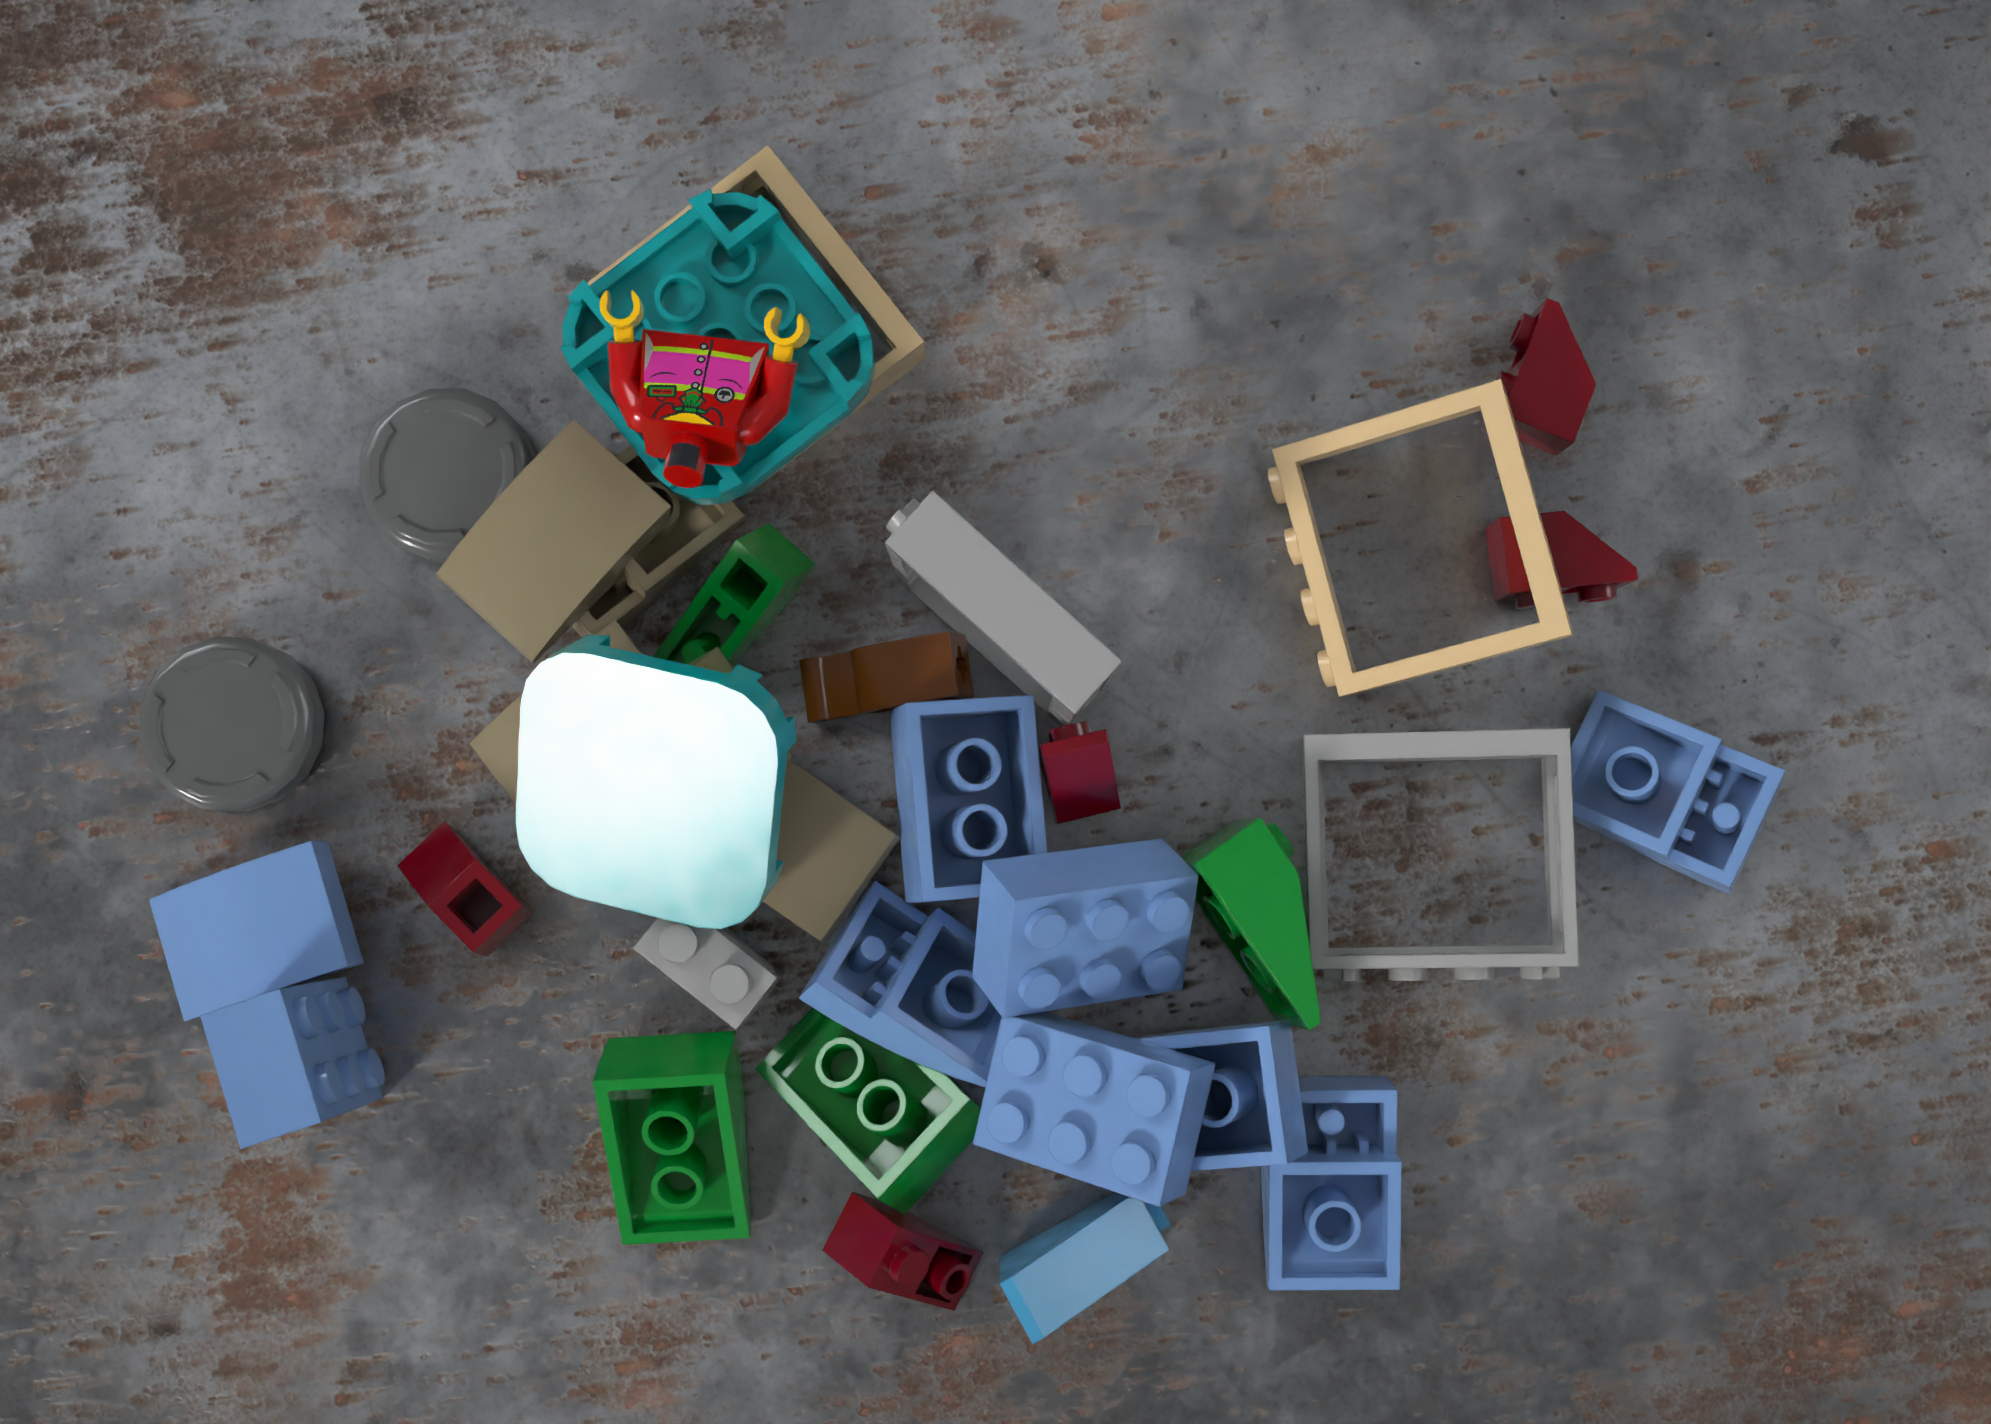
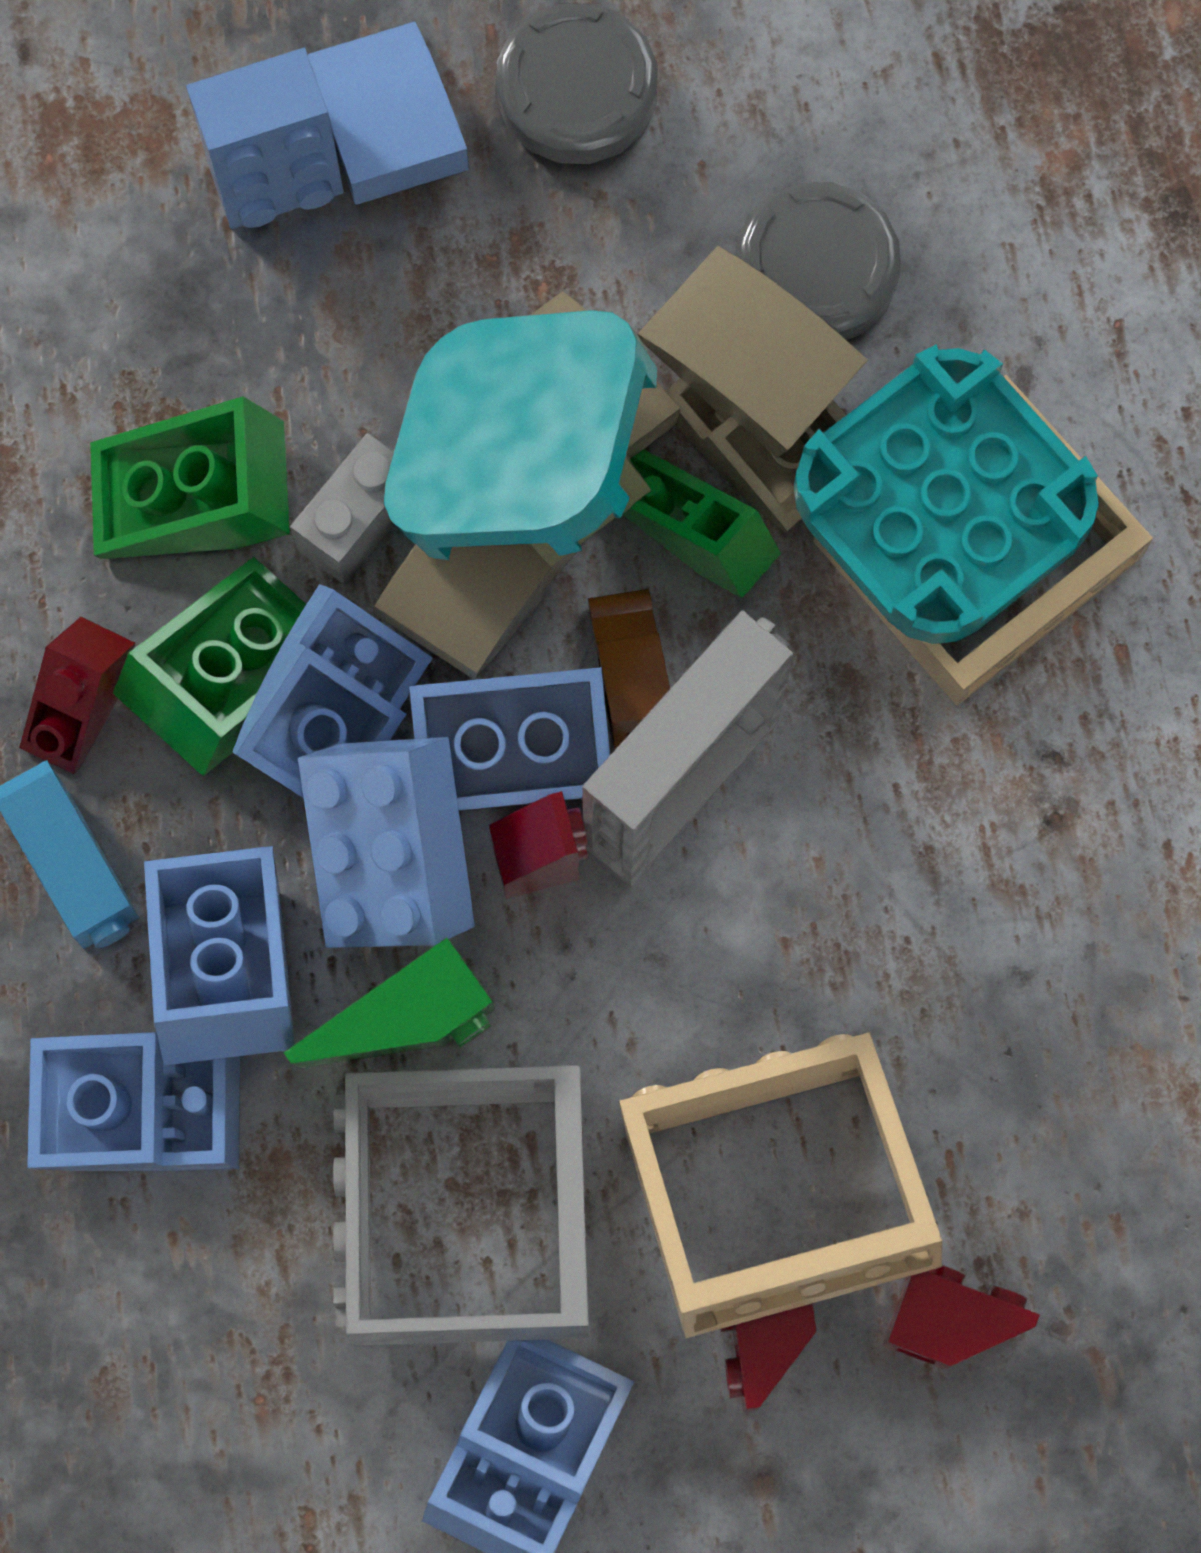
camera: 90 degrees right, 10 degrees down
(464, 890) = (421, 289): dark red slope -> none
(700, 394) = (892, 464): torso -> none
(1094, 1105) = (213, 849): medium blue brick -> none

